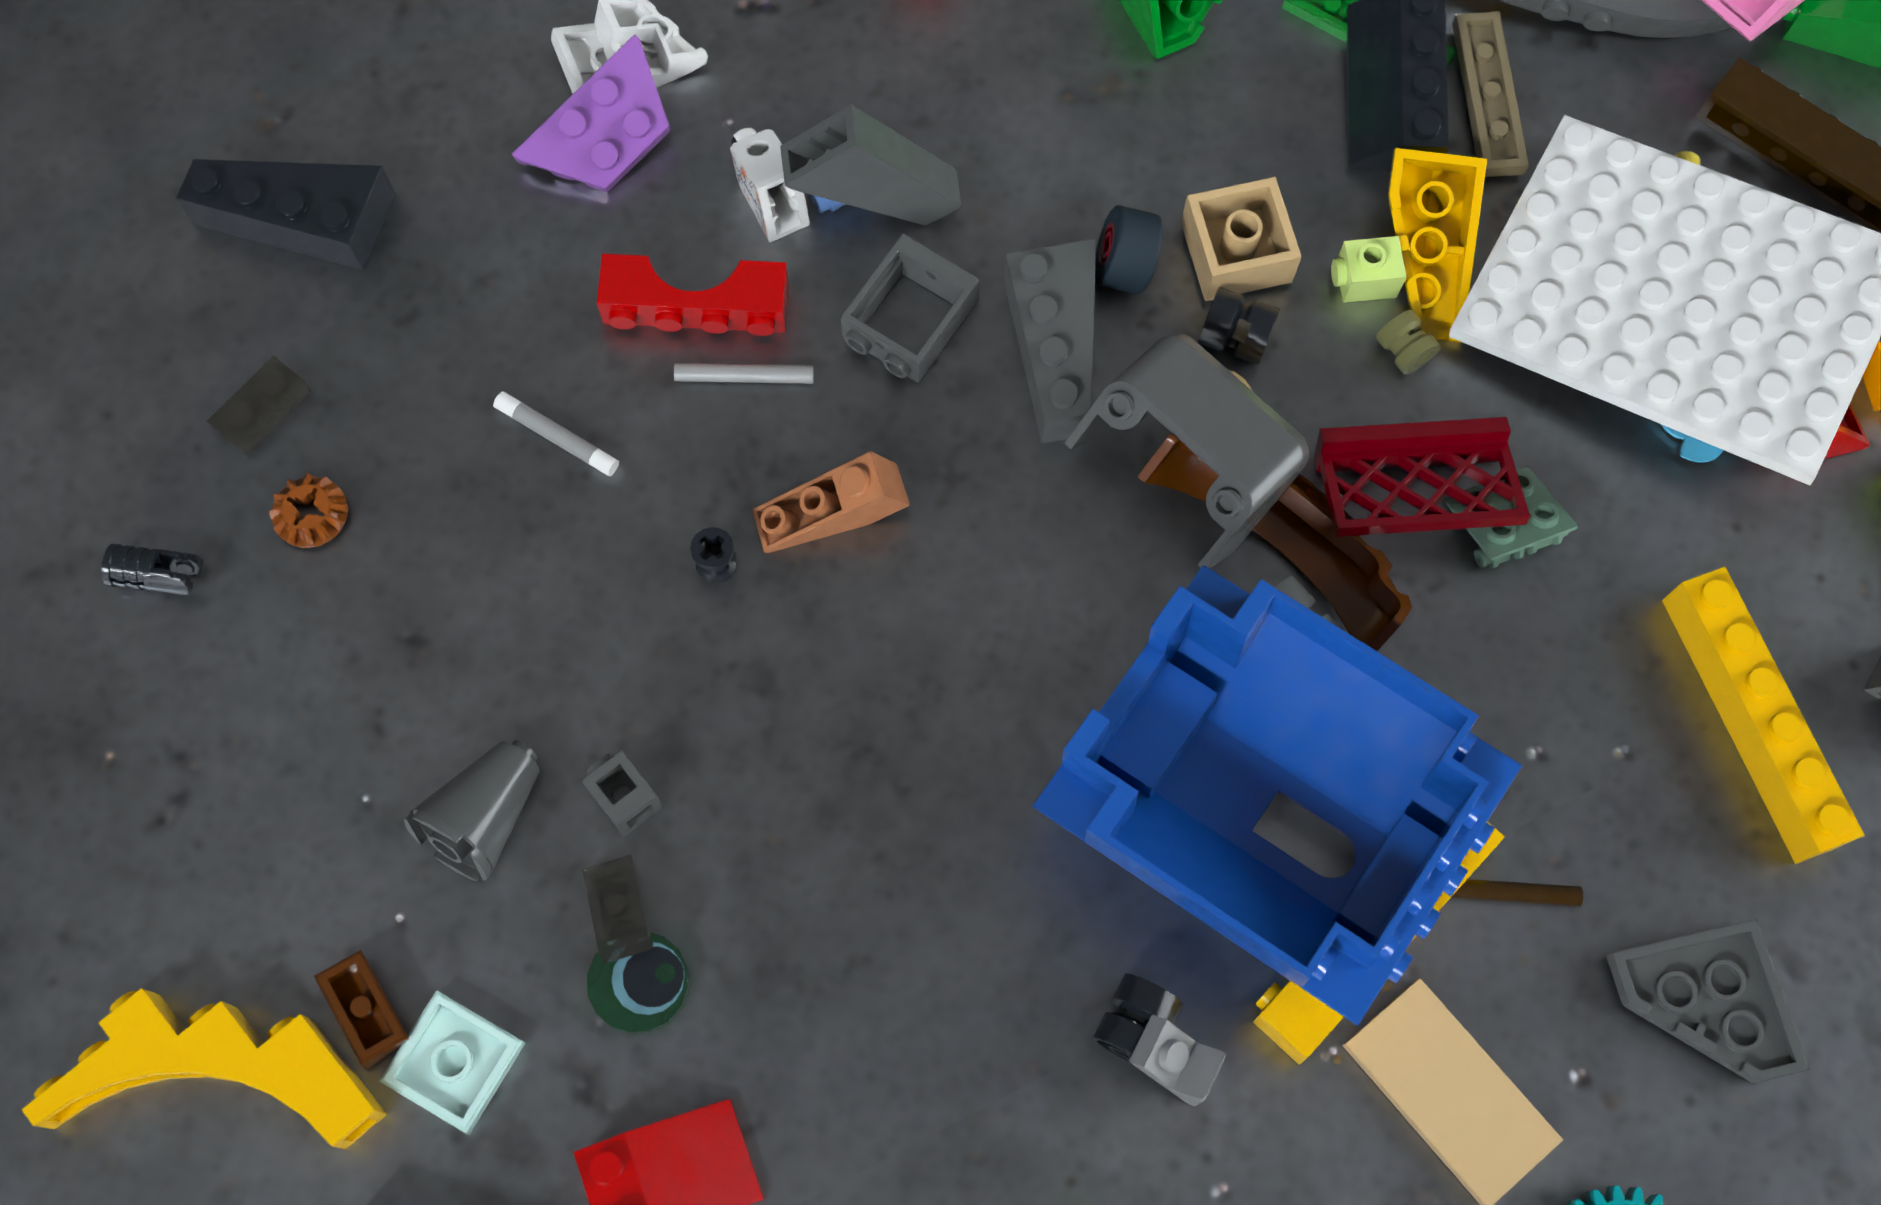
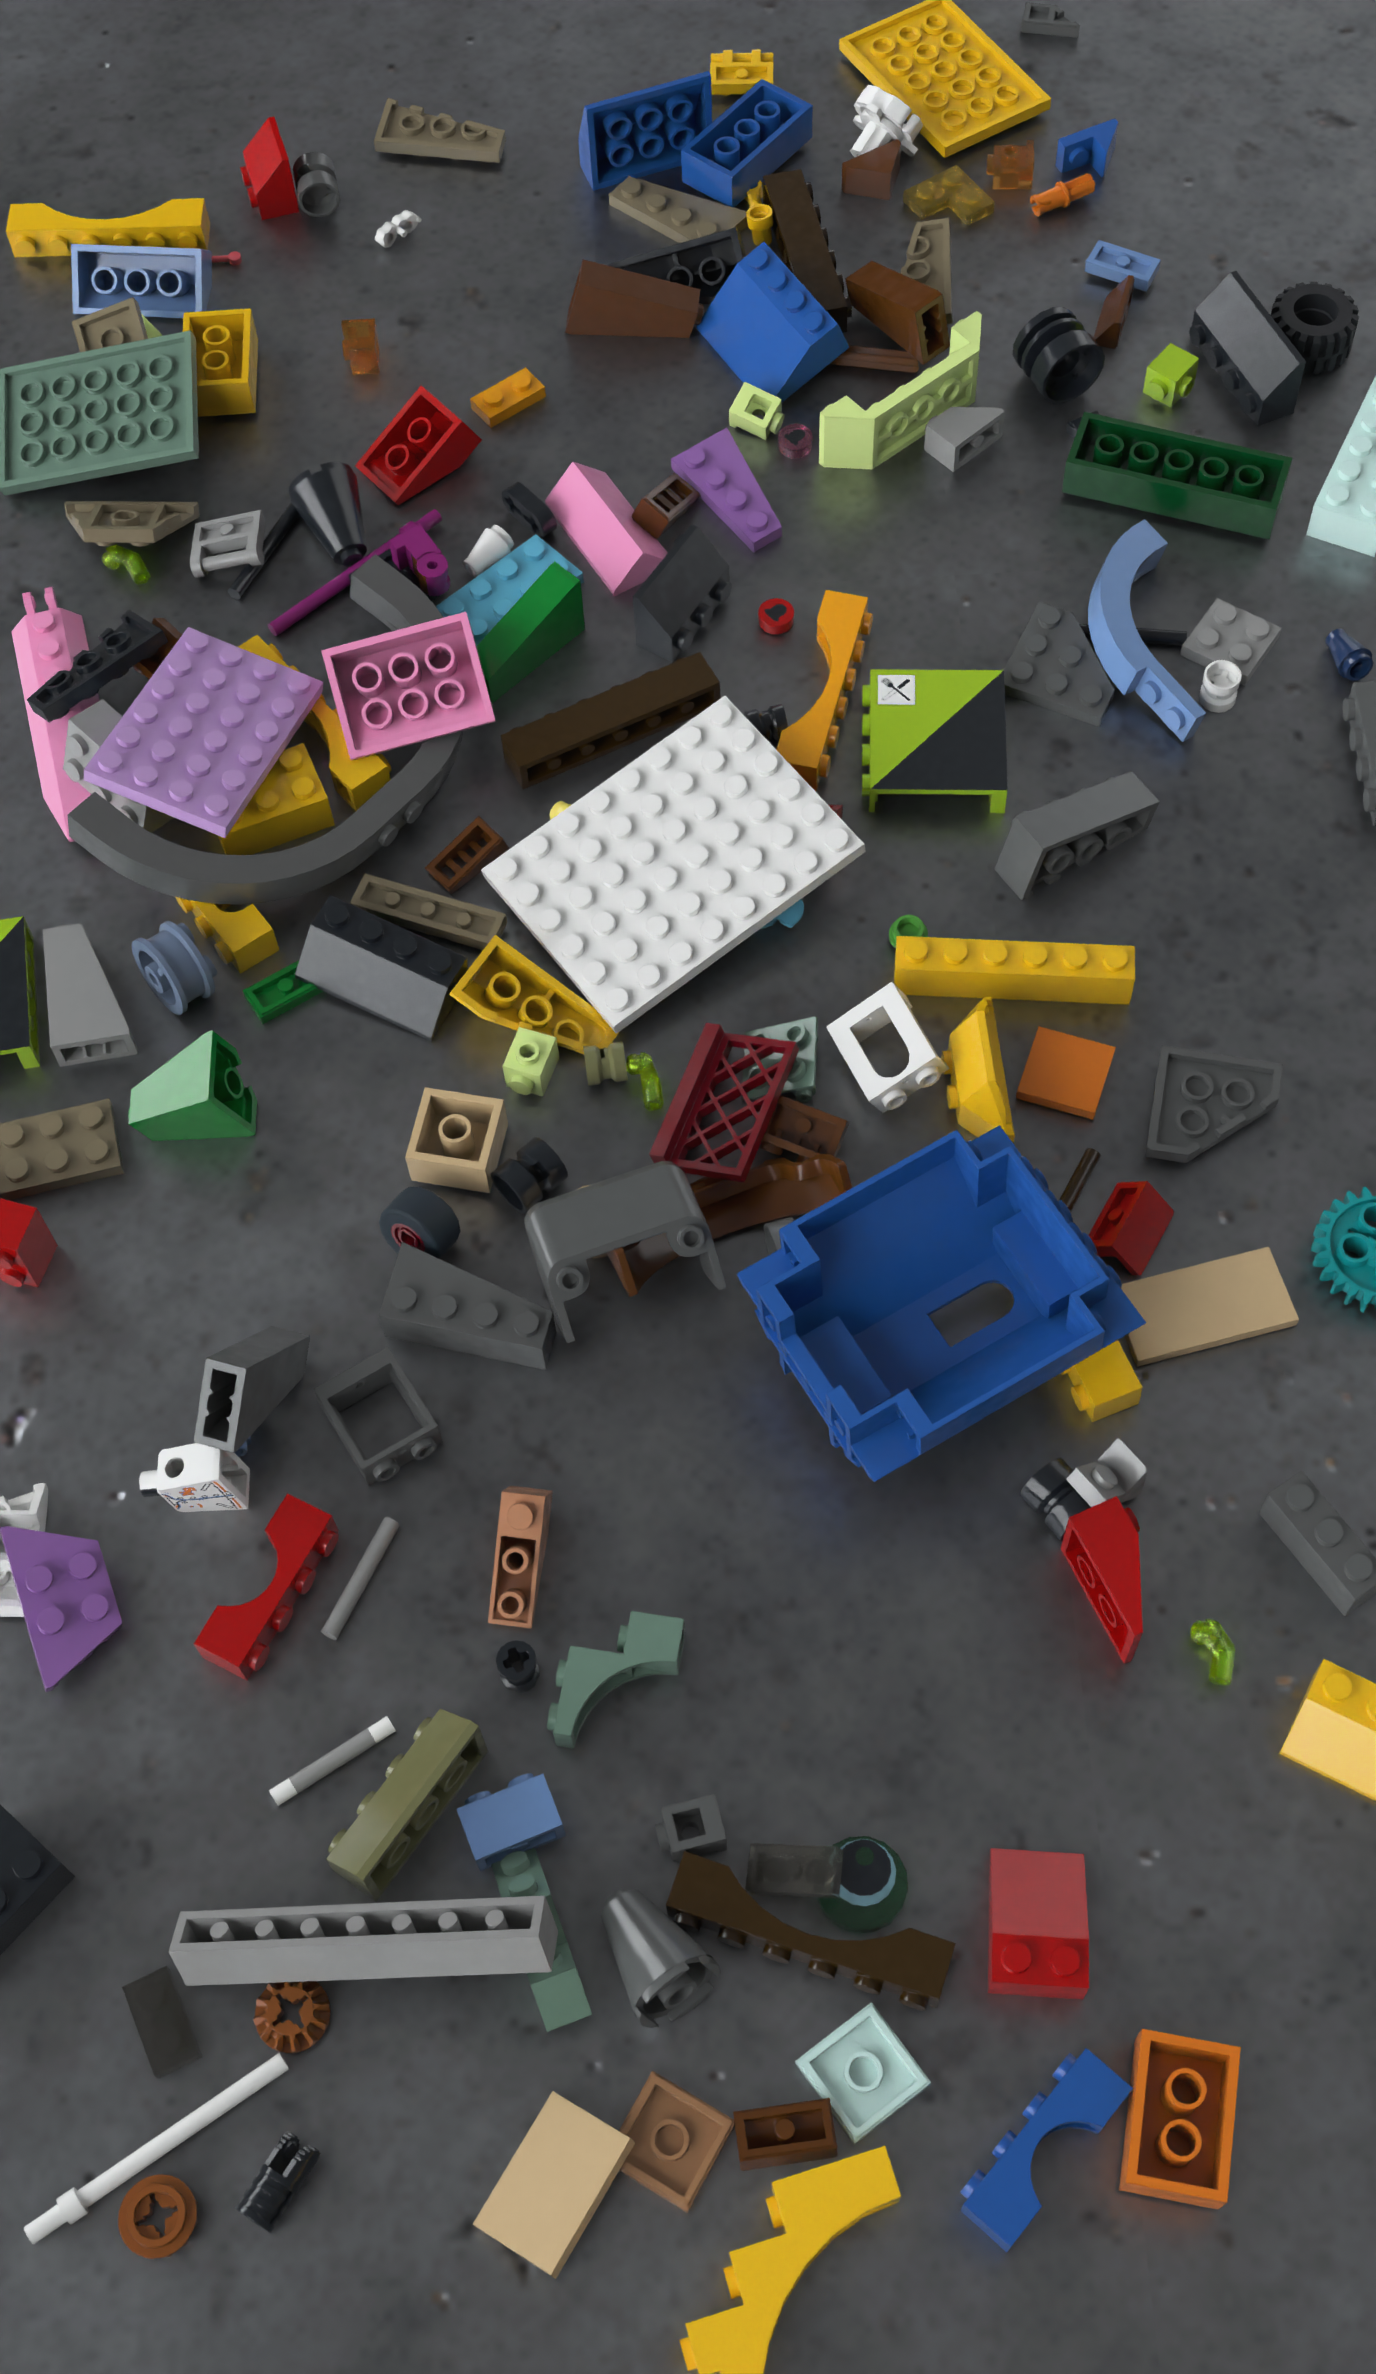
camera: 60 degrees left, 10 degrees down
(68, 488) = (138, 2206): none -> dark orange gear
(79, 413) = (75, 2203): none -> white bar
(236, 813) = (554, 2184): none -> tan tile
(319, 903) = (674, 2141): none -> medium nougat tile
(377, 541) = (365, 1941): none -> light grey brick
(466, 678) = (558, 1992): none -> sand green arch
(533, 516) = (407, 1803): none -> olive slope
(559, 618) = (510, 1819): none -> medium blue brick
(569, 1059) = (901, 1963): none -> dark brown arch
(730, 625) = (649, 1647): none -> sand green arch
(1087, 1097) = (1106, 1561): none -> red slope
(1415, 396) = (649, 1077): none -> clear neon green arm
(1434, 574) = (803, 1131): none -> reddish brown bracket
(1507, 972) = (1131, 1224): none -> red panel
(1575, 663) = (866, 1019): none -> white panel
(1599, 89) = (465, 840): none -> reddish brown slope
(1603, 730) = (978, 1073): none -> yellow wedge
(1664, 826) = (1065, 1072): none -> orange tile
(1749, 580) = (907, 926): none -> bright green plate

